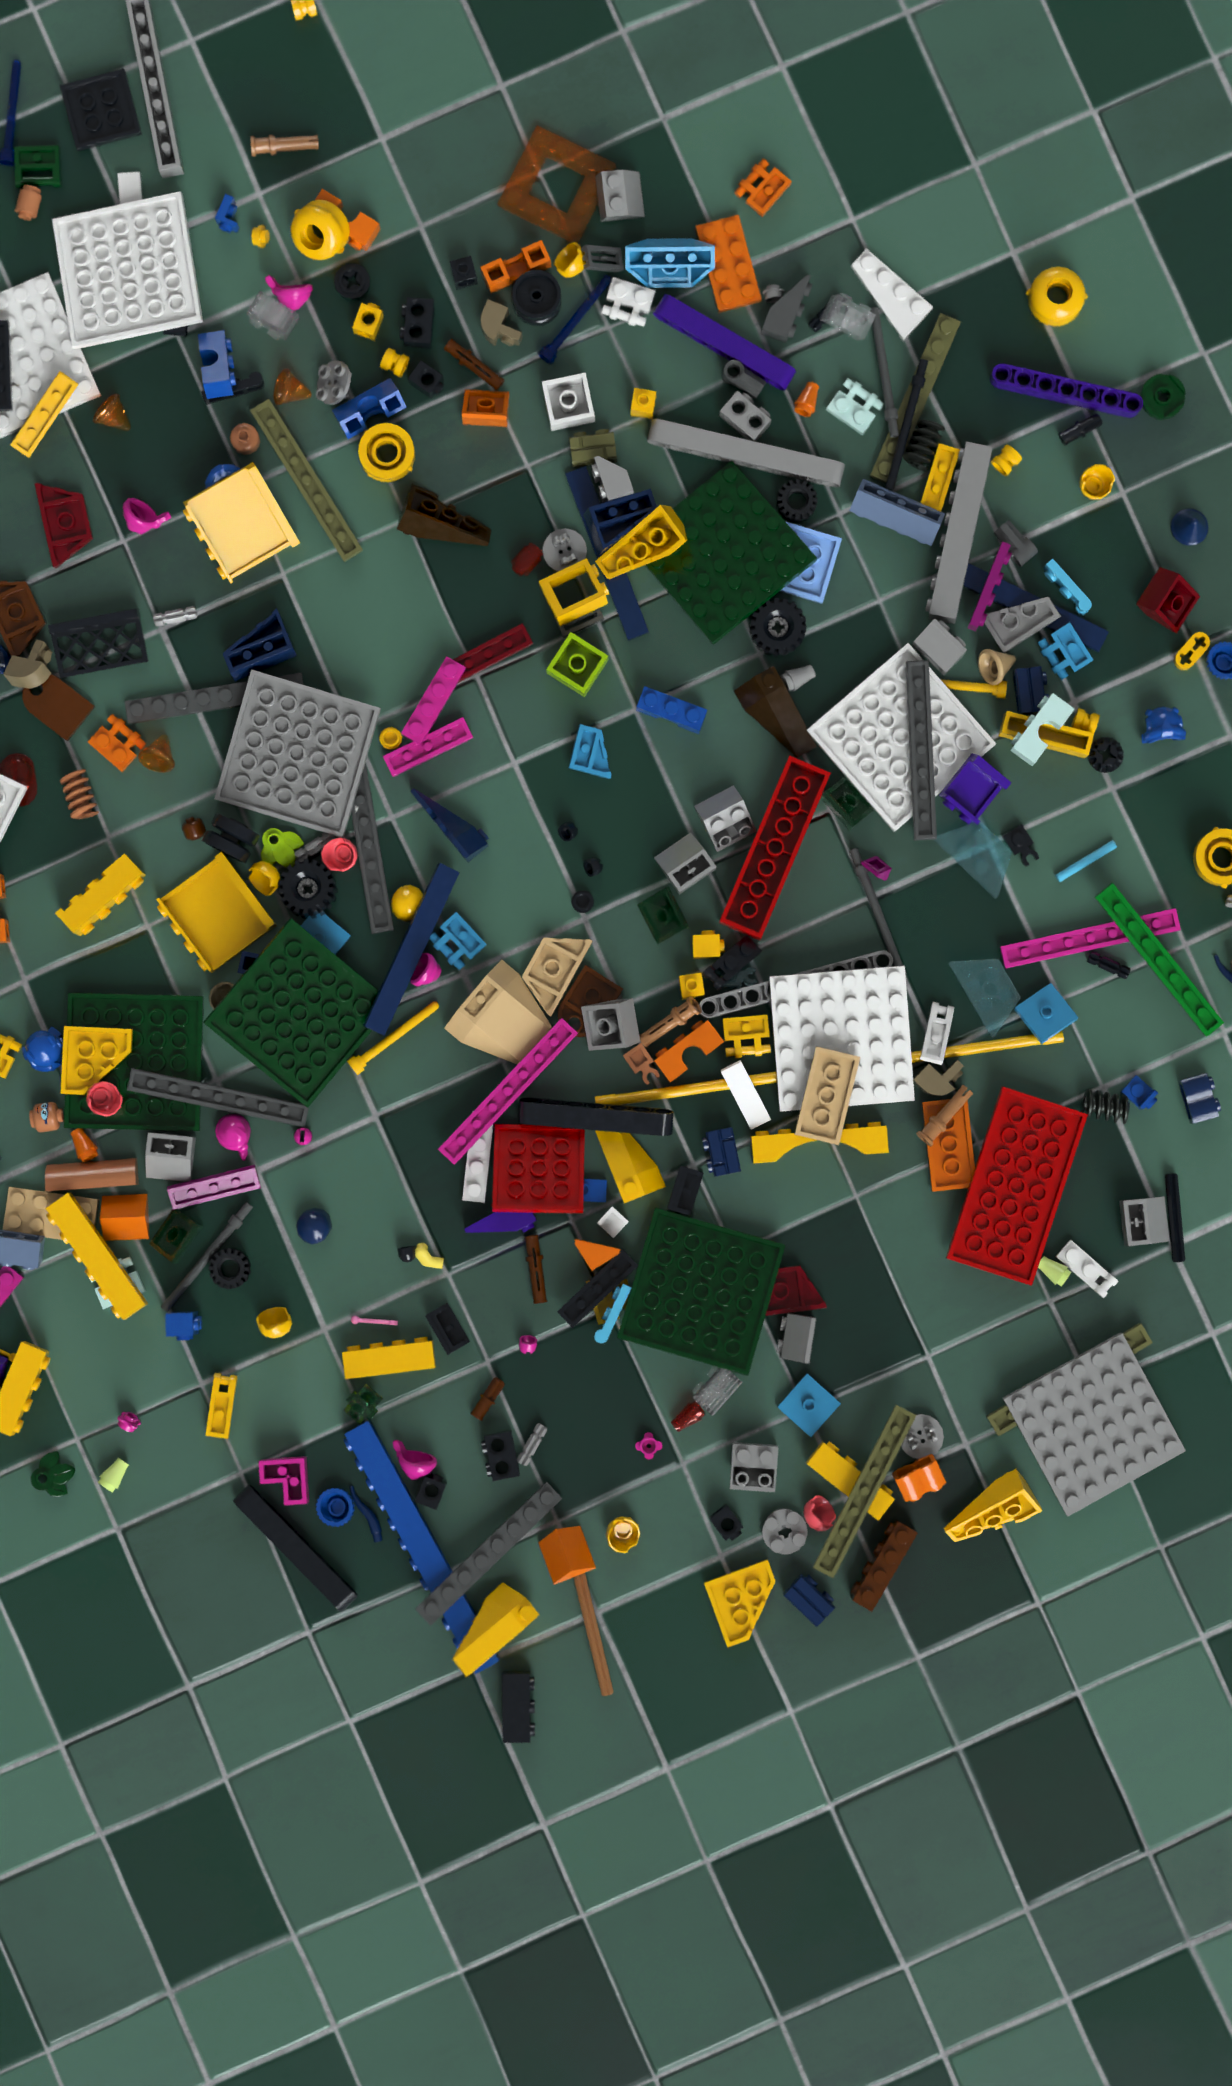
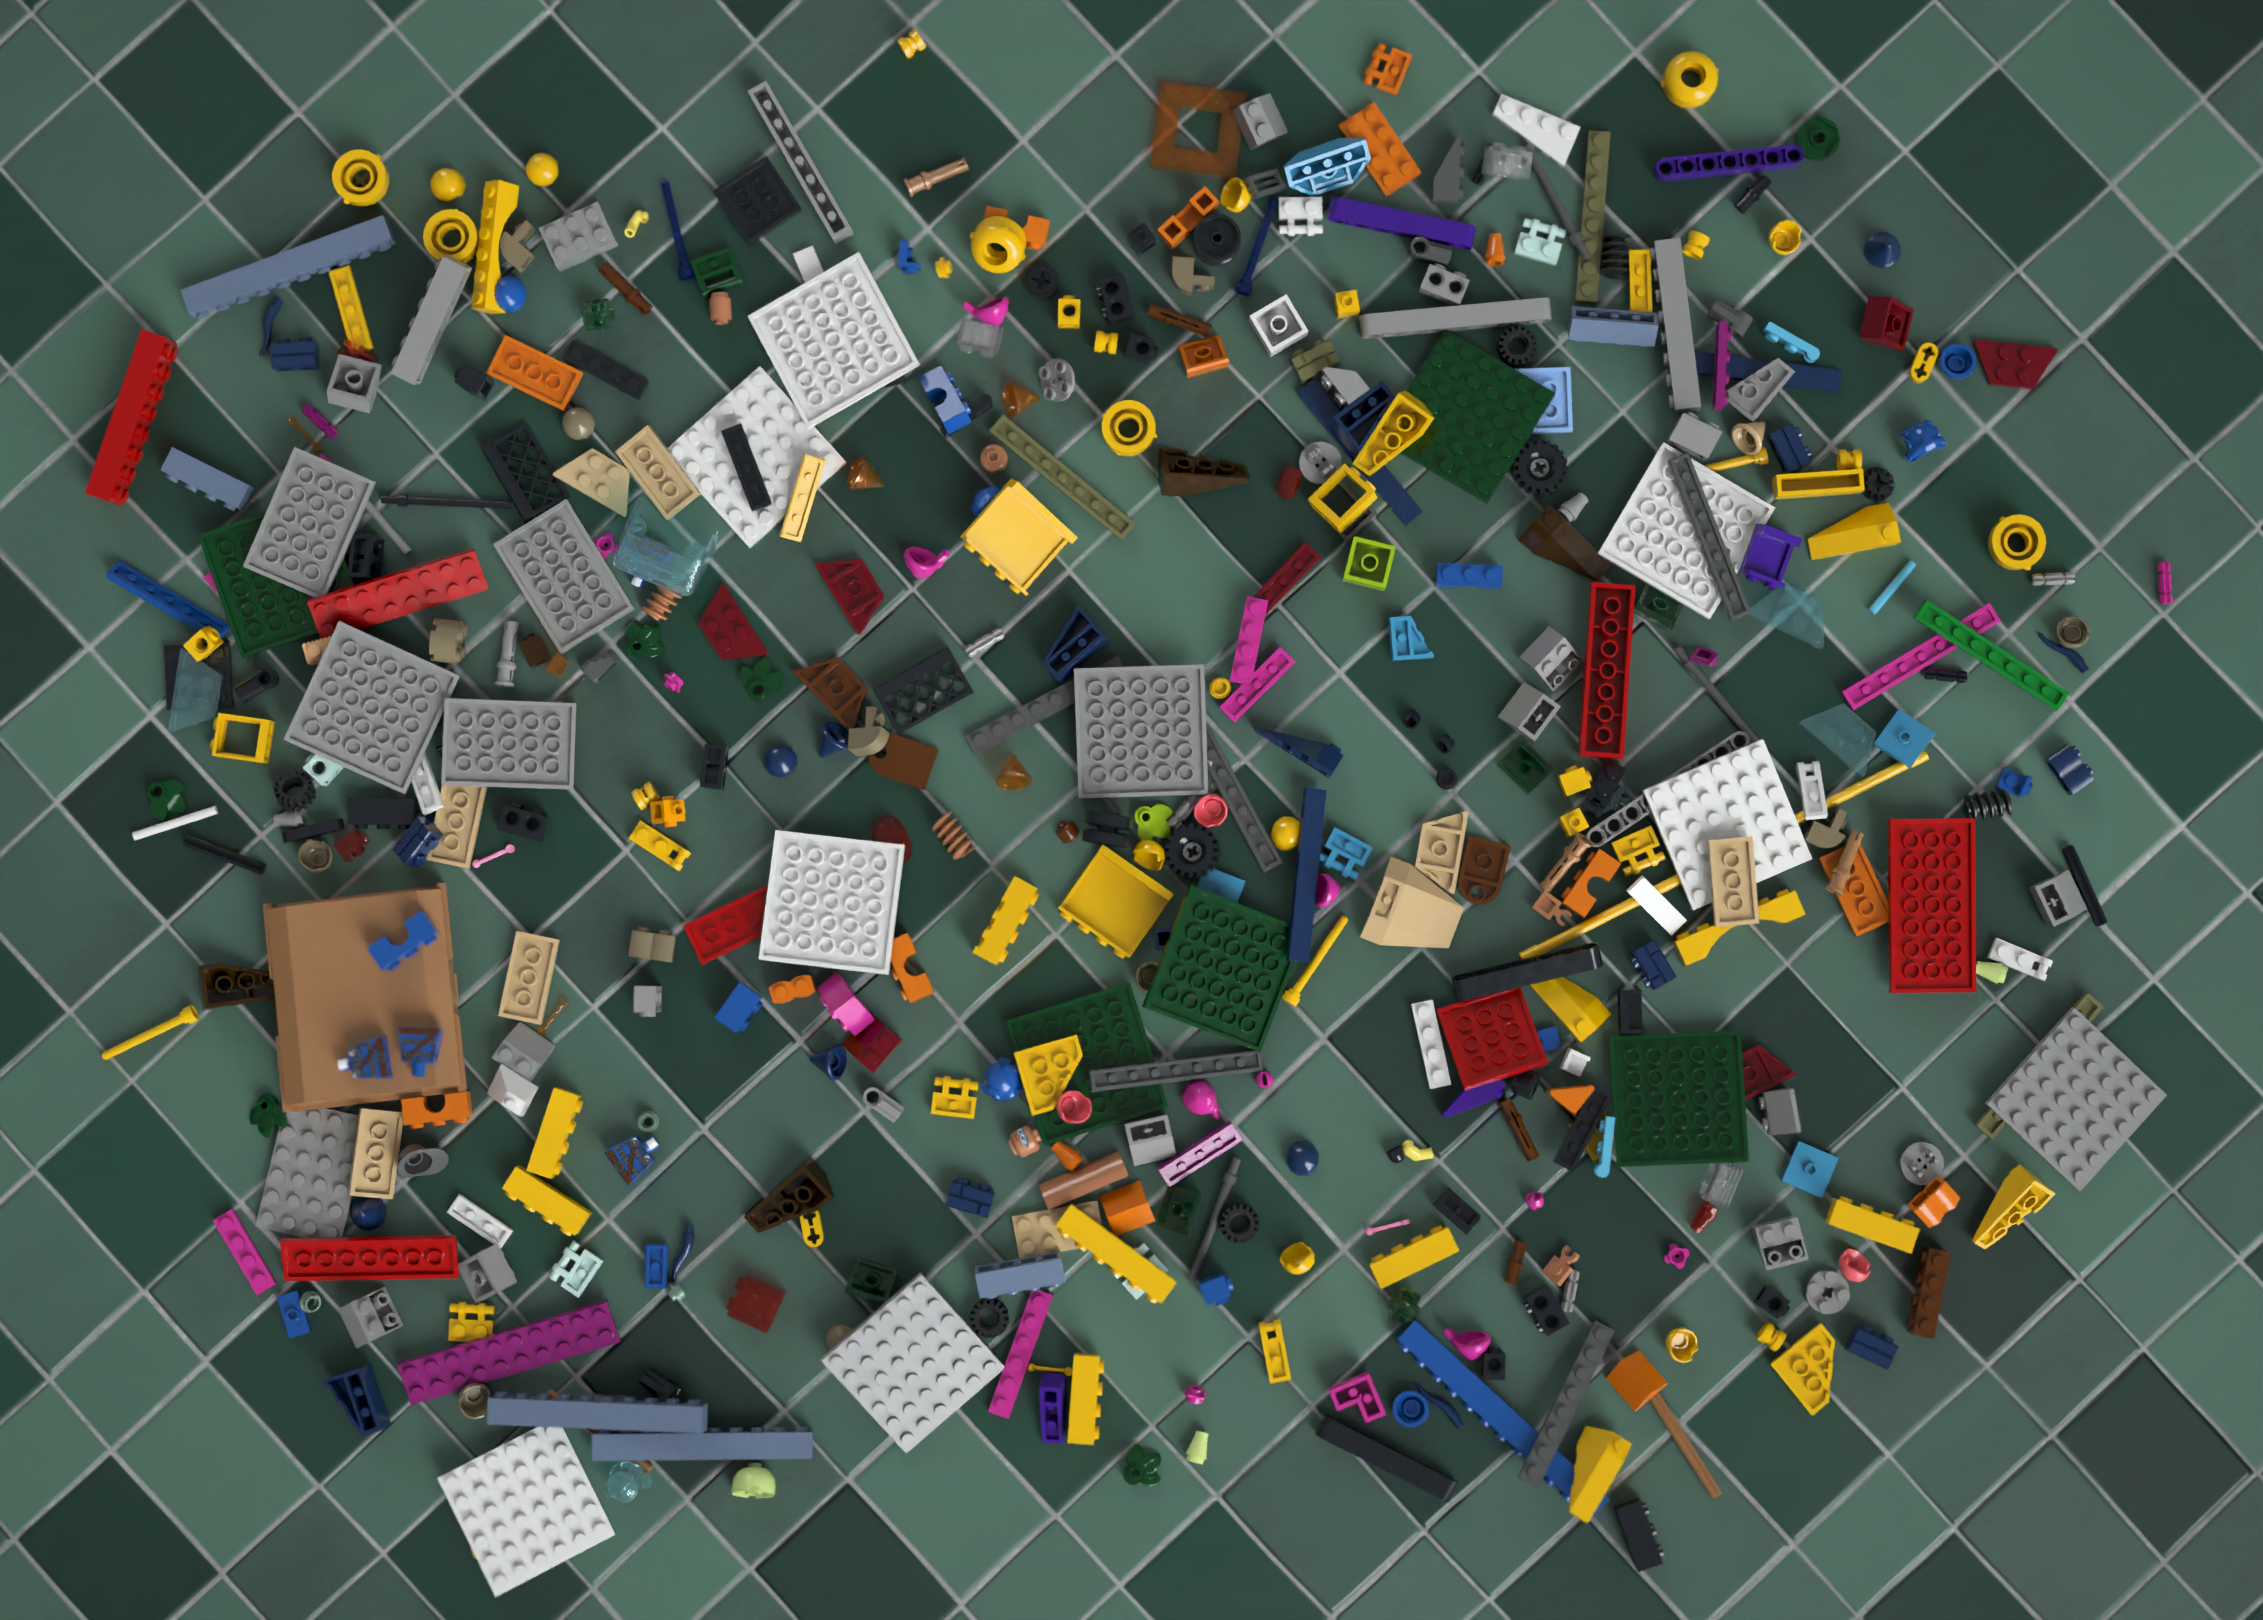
camera: 15 degrees left, 0 degrees up
(112, 748) = (967, 782): orange plate -> none
(380, 399) = (1107, 379): blue arch -> none
(507, 1091) = (1439, 975): dark pink plate -> none
(528, 1418) = (1558, 1268): none -> nougat plate
(556, 1226) = (1525, 1084): none -> black brick
(611, 1024) = (1512, 883): light grey slope -> none
(717, 1560) = (1771, 1336): none -> yellow wheel
(773, 293) = (1430, 163): light grey plate -> none
(864, 1491) = (1890, 1231): olive plate -> none
(917, 383) = (1591, 201): black bar -> none
(1019, 842) = (1825, 590): black plate -> none
(1052, 712) = (1808, 499): light aqua arch -> none
(1072, 648) = (1813, 396): dark azure plate -> none
(1073, 796) = (1862, 531): none -> yellow wedge

